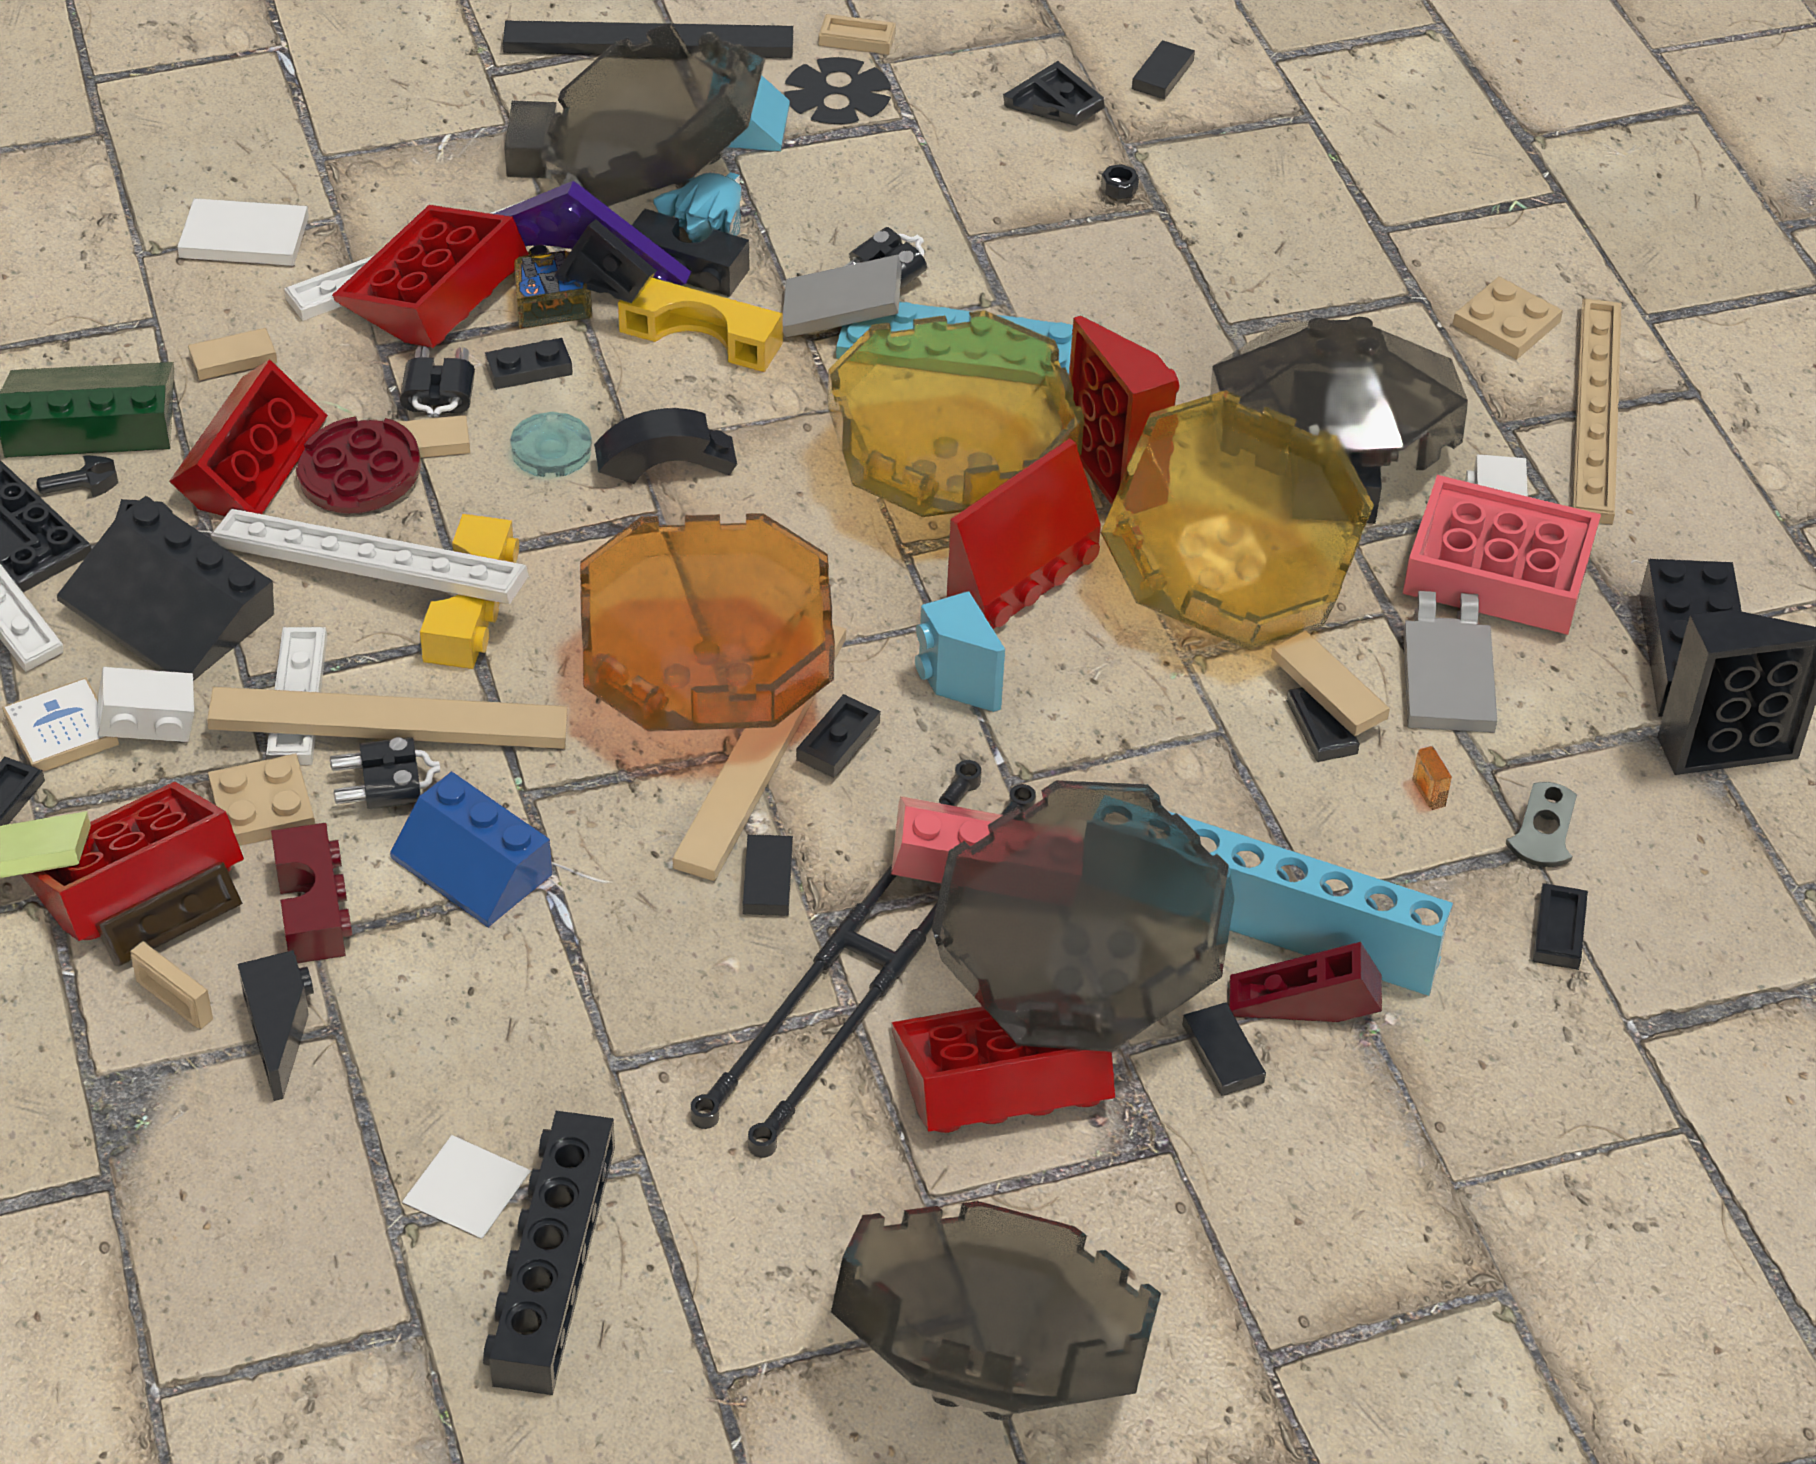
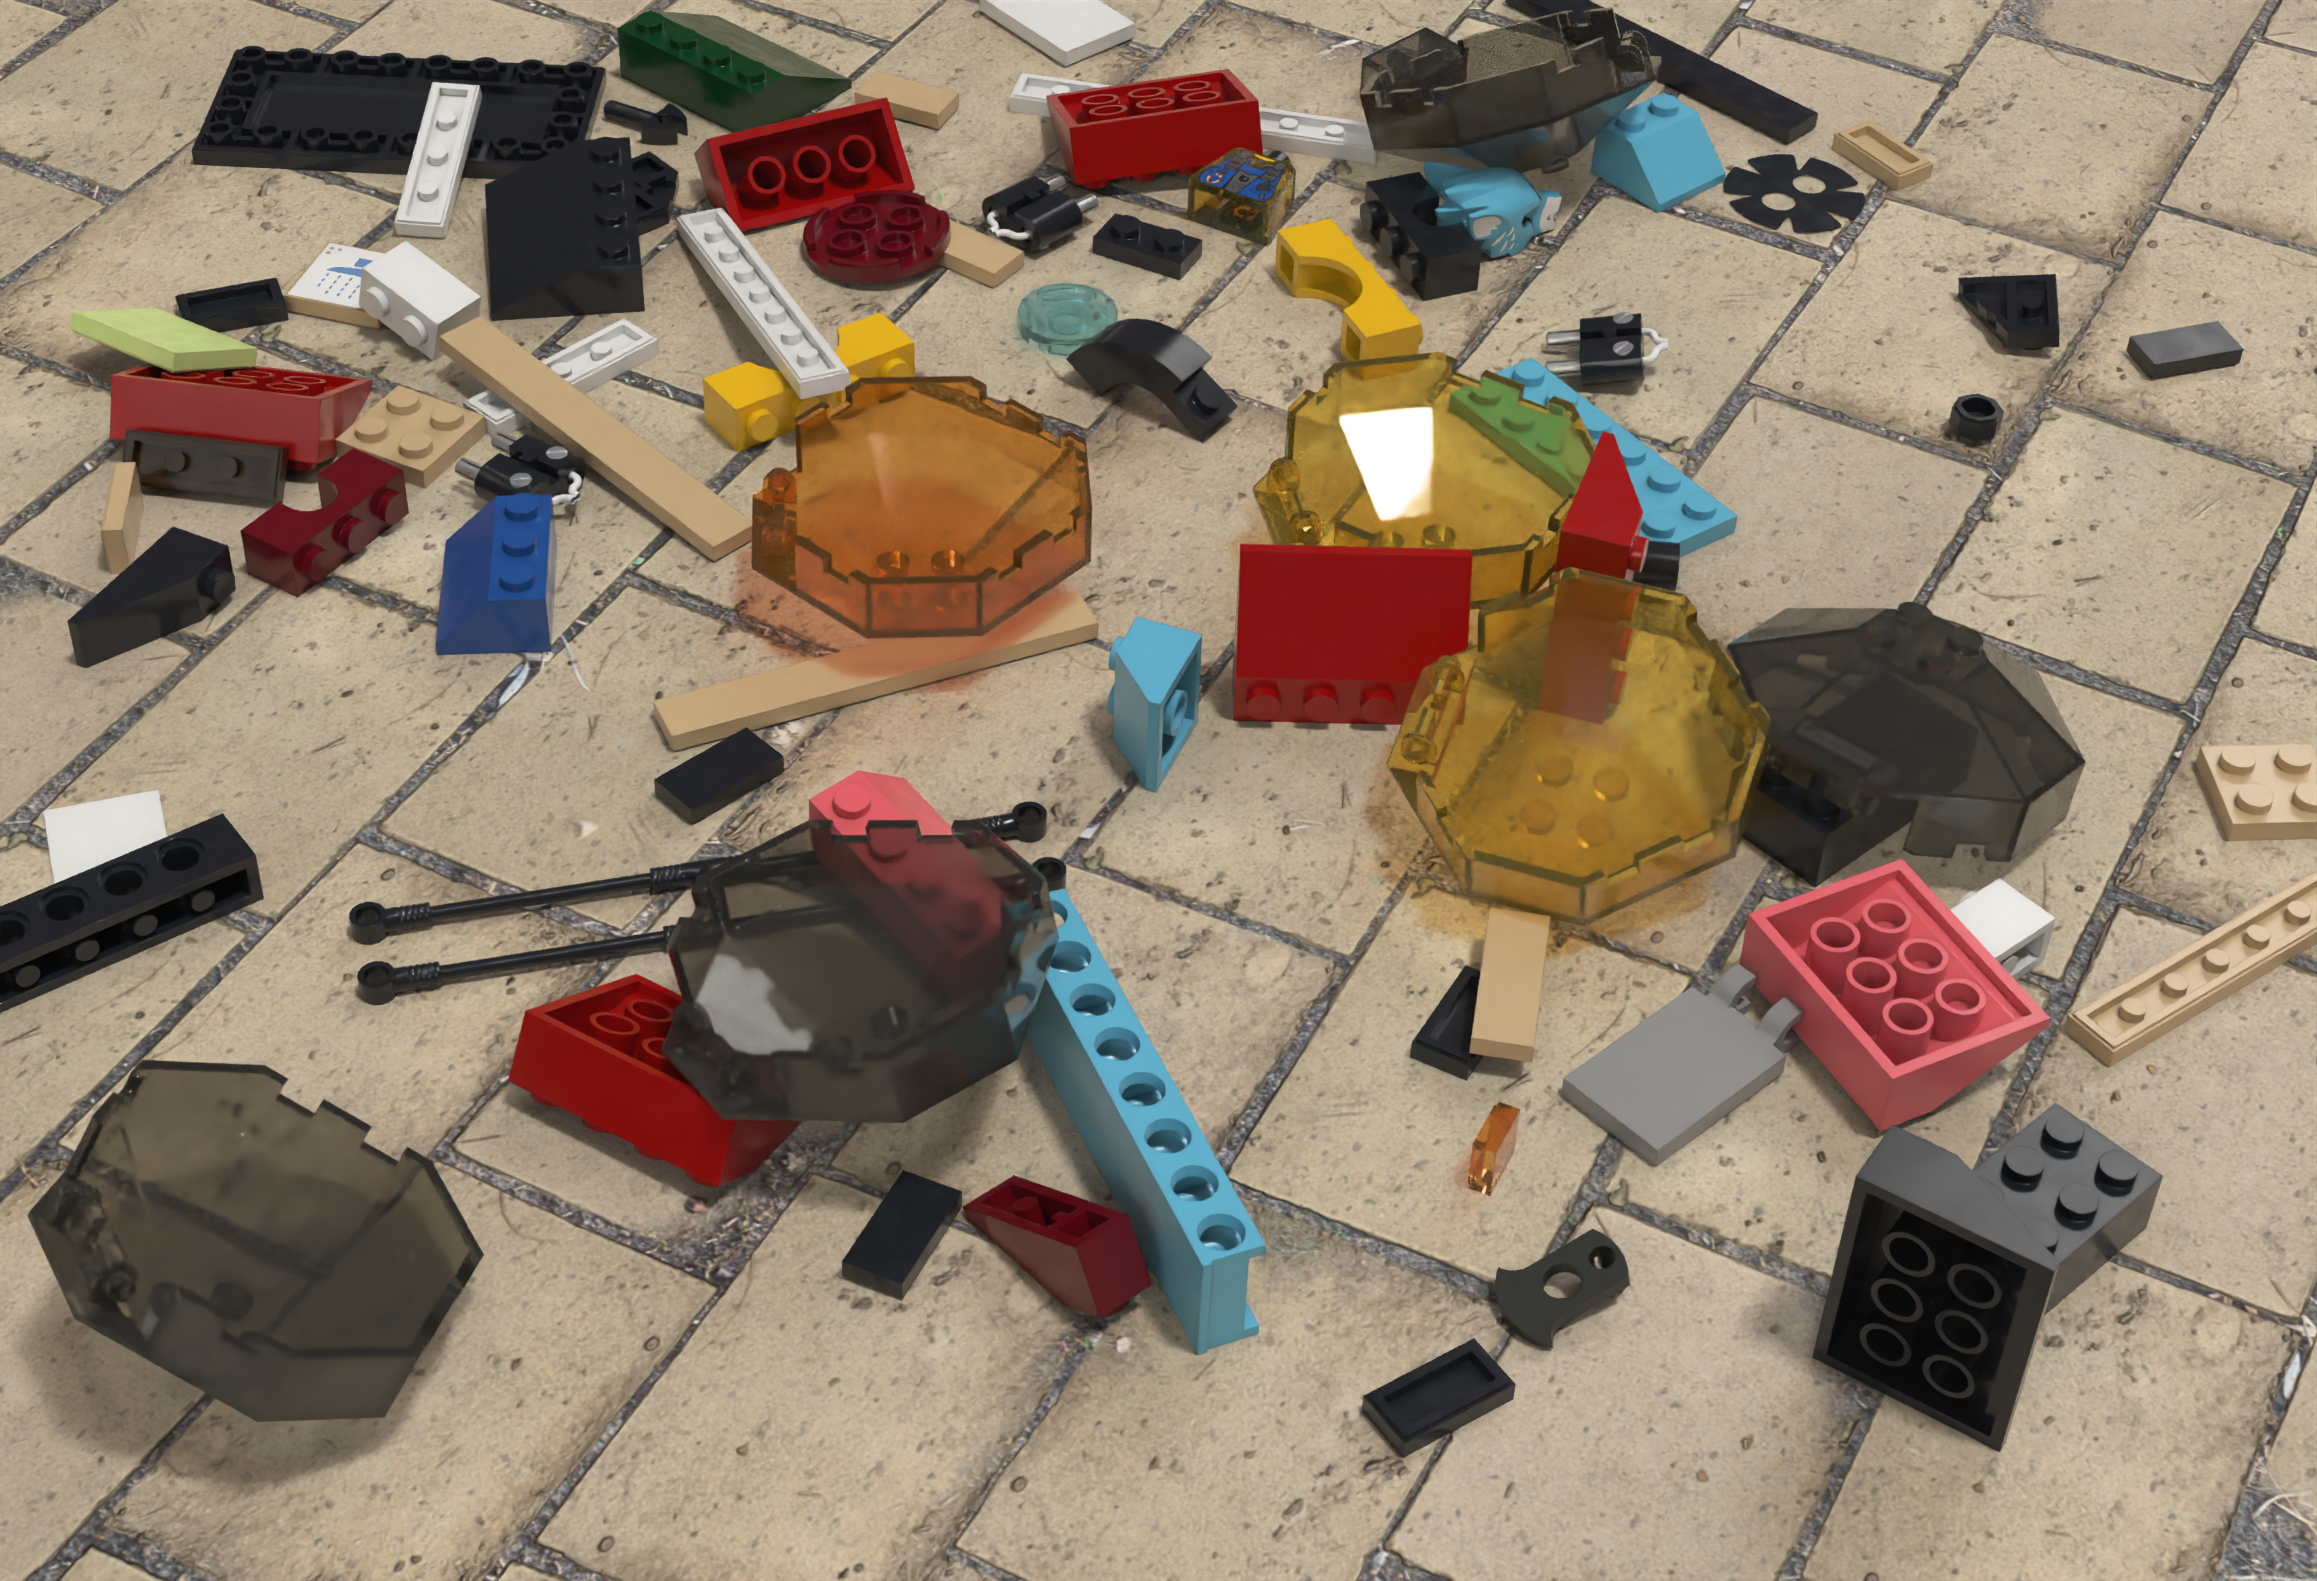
camera: 45 degrees right, 5 degrees down
(567, 210) = (1298, 128): dark purple plate -> none
(606, 265) = (1288, 181): black wing -> none
(838, 735) = (953, 704): black plate -> none
(842, 296) = (1516, 347): light grey tile -> none

